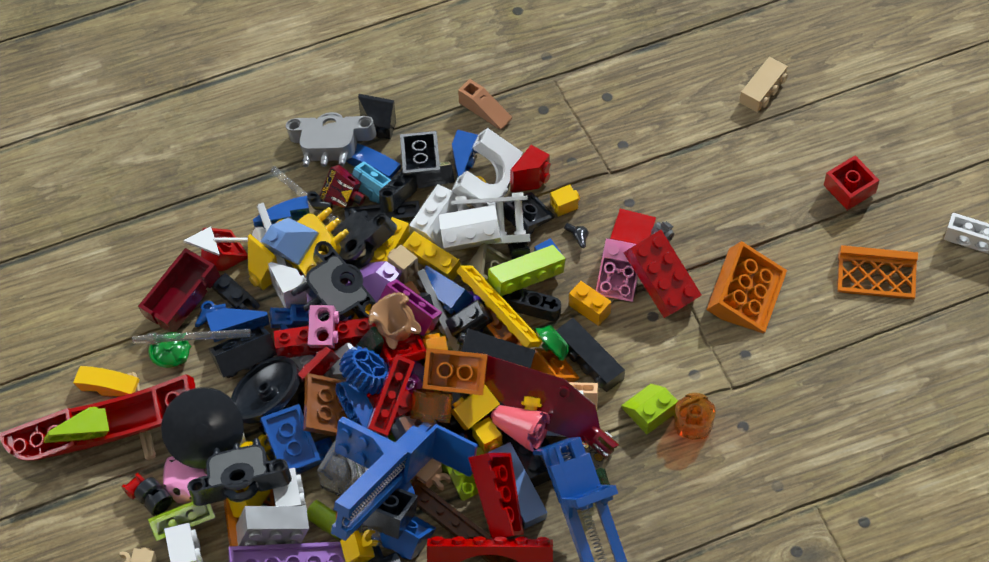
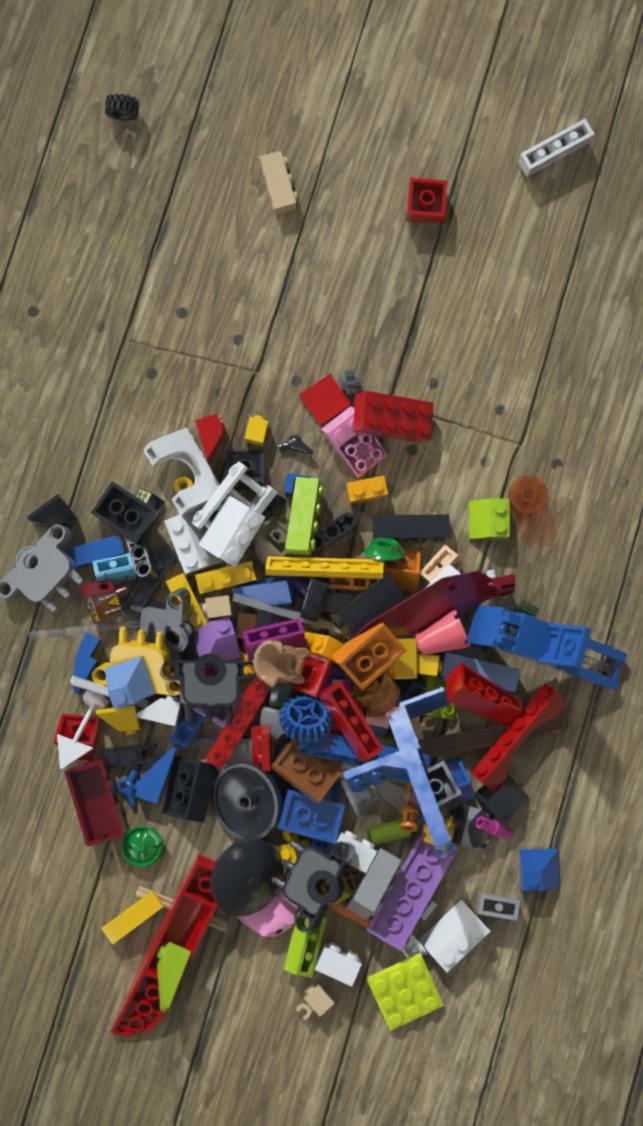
camera: 55 degrees left, 25 degrees up
(130, 487) = (244, 958): red bush -> none
(153, 338) = (125, 853): clear bar -> none
(153, 496) = (260, 951): black wheel -> none
(316, 326) = (238, 725): bright pink brick -> none
(317, 203) = (99, 628): black arm -> none
(462, 151) = (143, 473): blue slope -> none
(483, 104) = (112, 419): nougat slope -> none
(531, 403) = (437, 615): yellow plate -> none
(747, 288) = (449, 361): orange slope -> none
(877, 256) = (501, 244): orange fence -> none

